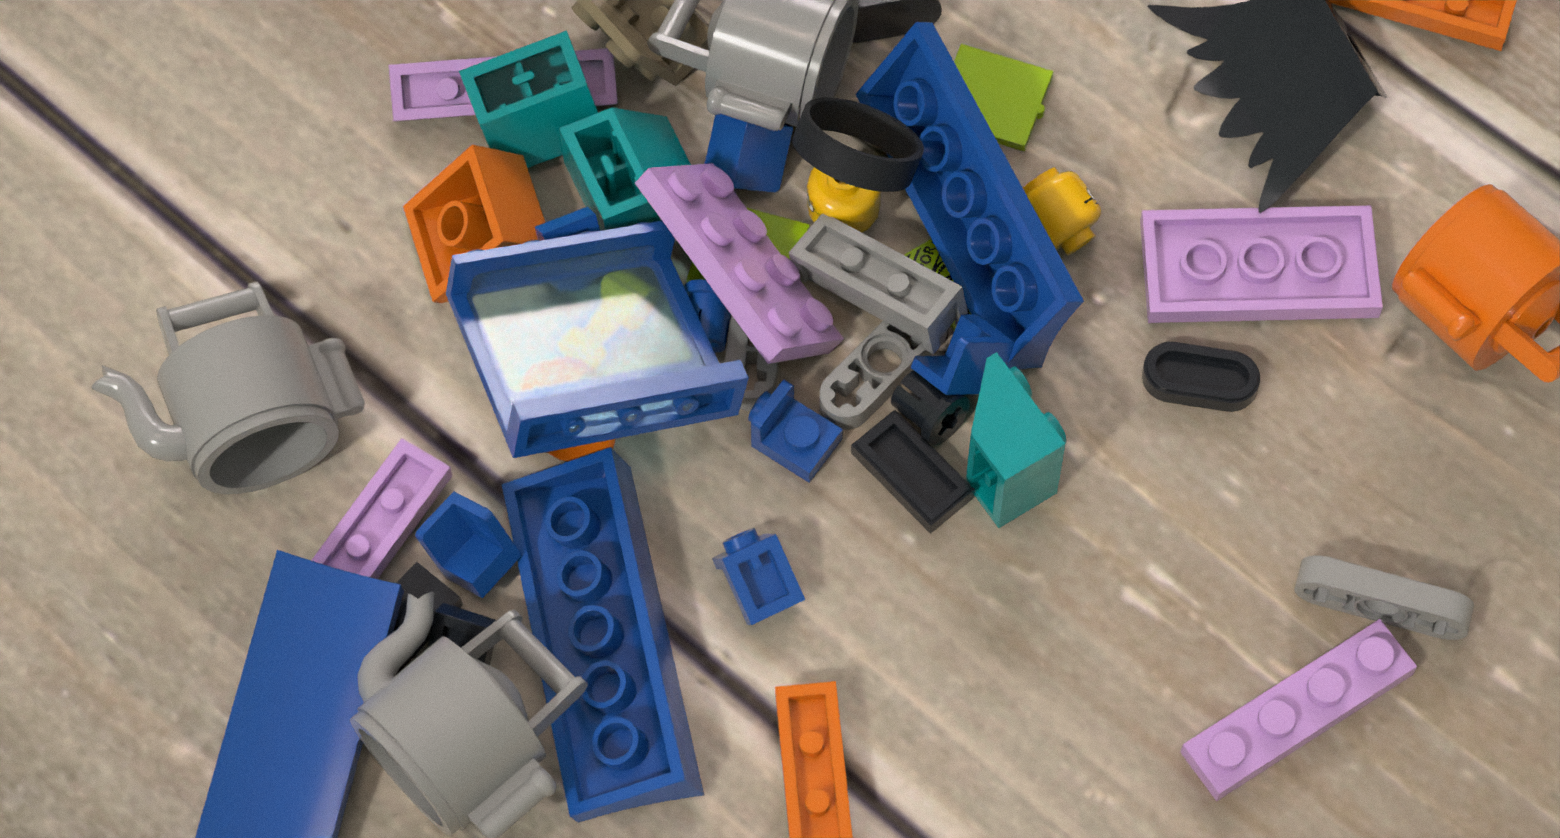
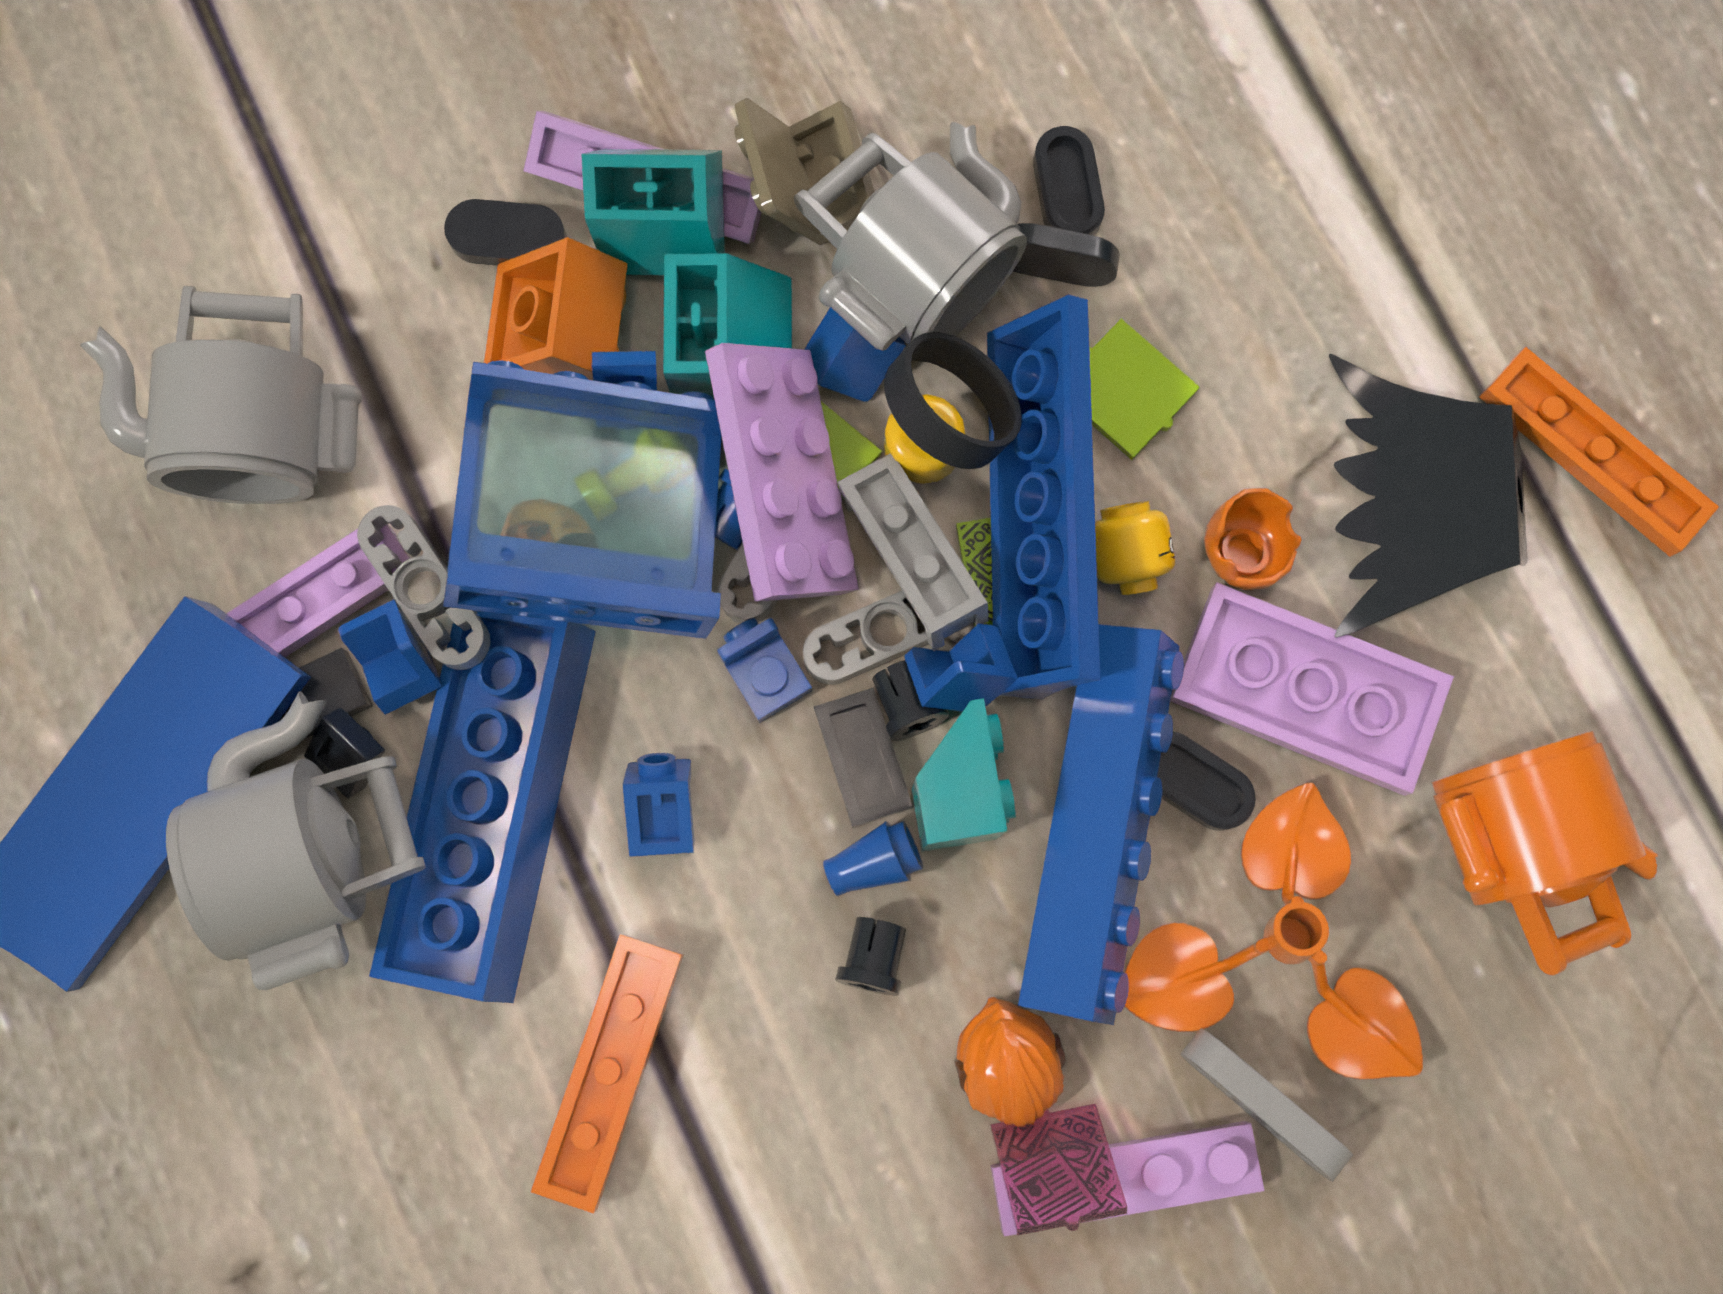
camera: 20 degrees right, 15 degrees up
(393, 177) = (500, 230): none -> black tile
(445, 440) = (384, 560): none -> light grey beam
(964, 542) = (875, 860): none -> blue cone
(1000, 621) = (873, 957): none -> black bush
(1141, 437) = (1101, 828): none -> blue brick
(1154, 165) = (1252, 539): none -> orange hair
(1157, 655) = (1010, 1063): none -> orange hair
(1237, 714) = (1058, 1170): none -> clear pink piece
(1317, 394) = (1302, 849): none -> orange plant

